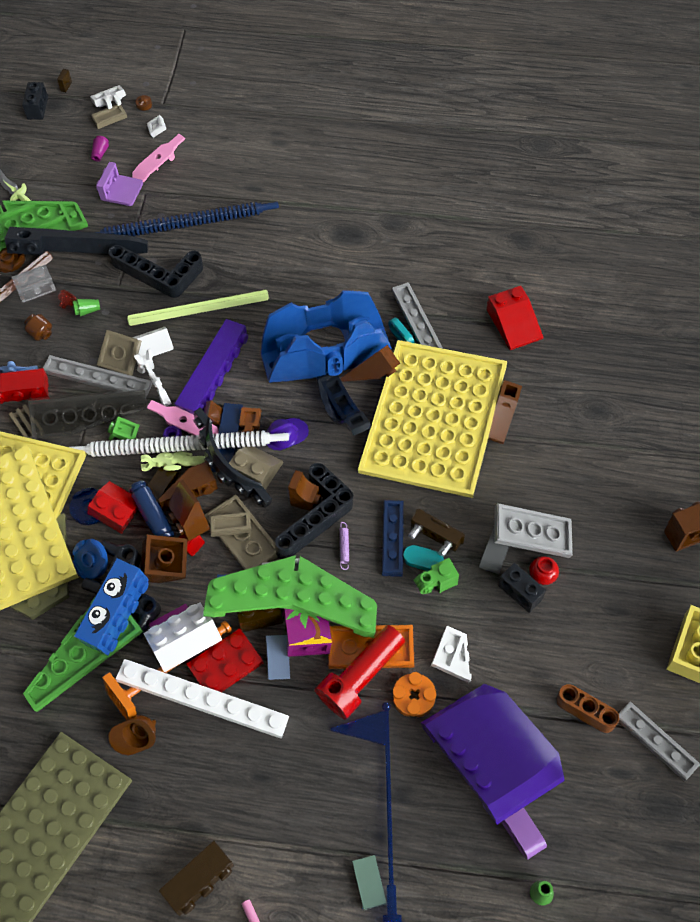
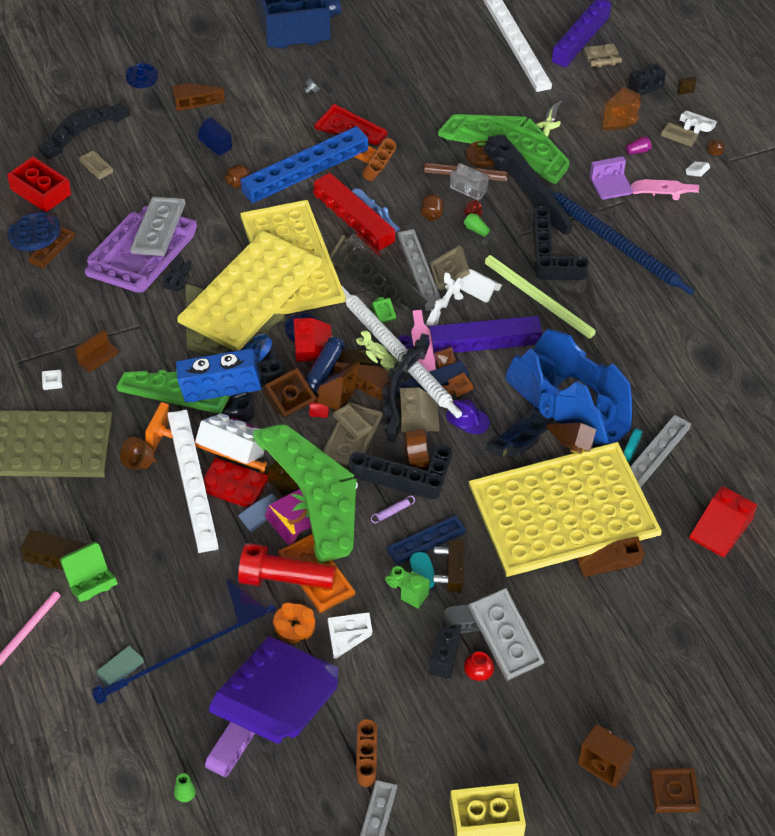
camera: 55 degrees right, 10 degrees down
(56, 133) = (621, 110): none -> clear orange slope
(250, 858) = (87, 572): none -> bracket

